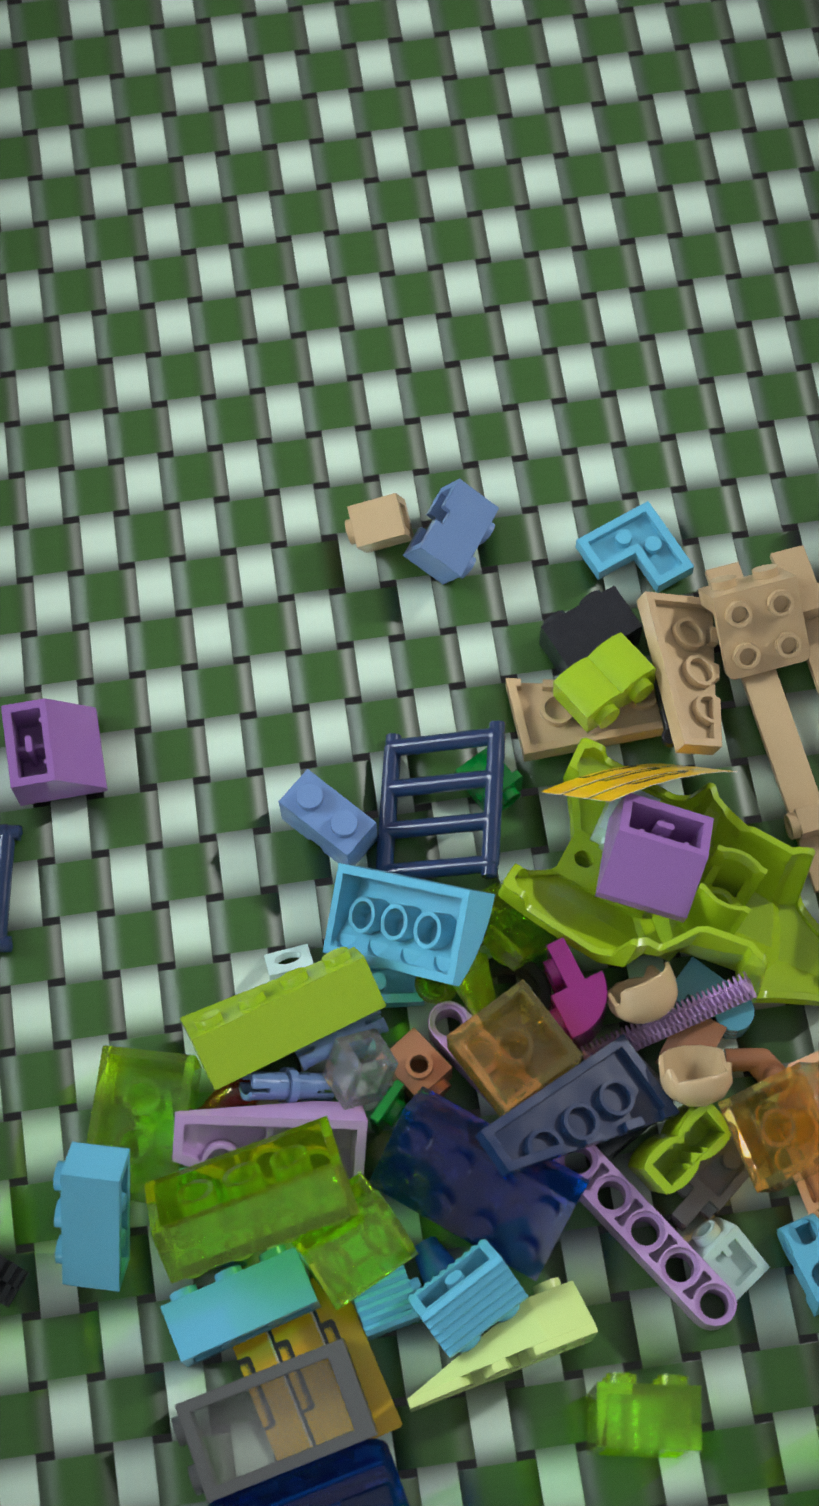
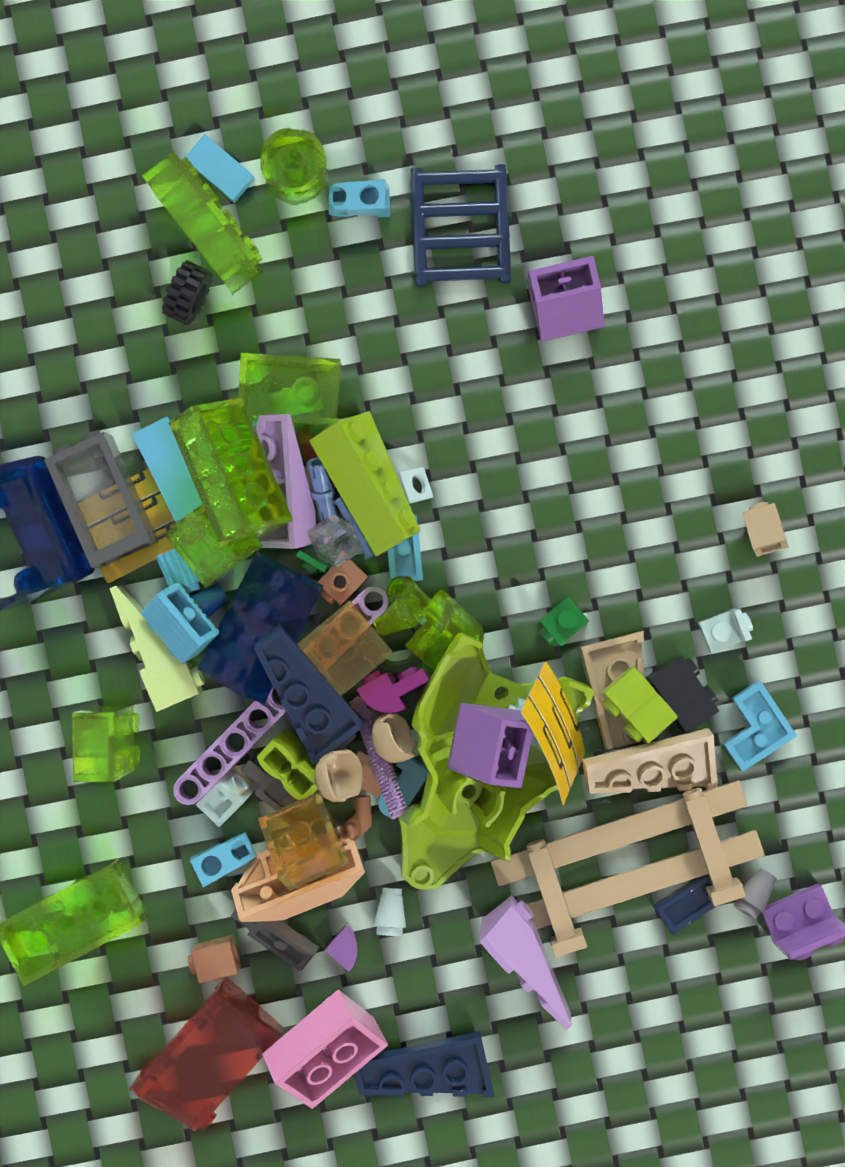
camera: 85 degrees right, 20 degrees up
(93, 1216) = (221, 365): medium azure brick -> none
(328, 819) = (522, 505): medium blue brick -> none
(408, 922) = (439, 567): medium azure slope -> none
(457, 528) = (761, 587): medium blue brick -> none
(487, 821) = (522, 623): dark blue bar -> none
(507, 579) = (725, 629): none -> light aqua bracket
(757, 620) = (697, 819): tan bracket -> none

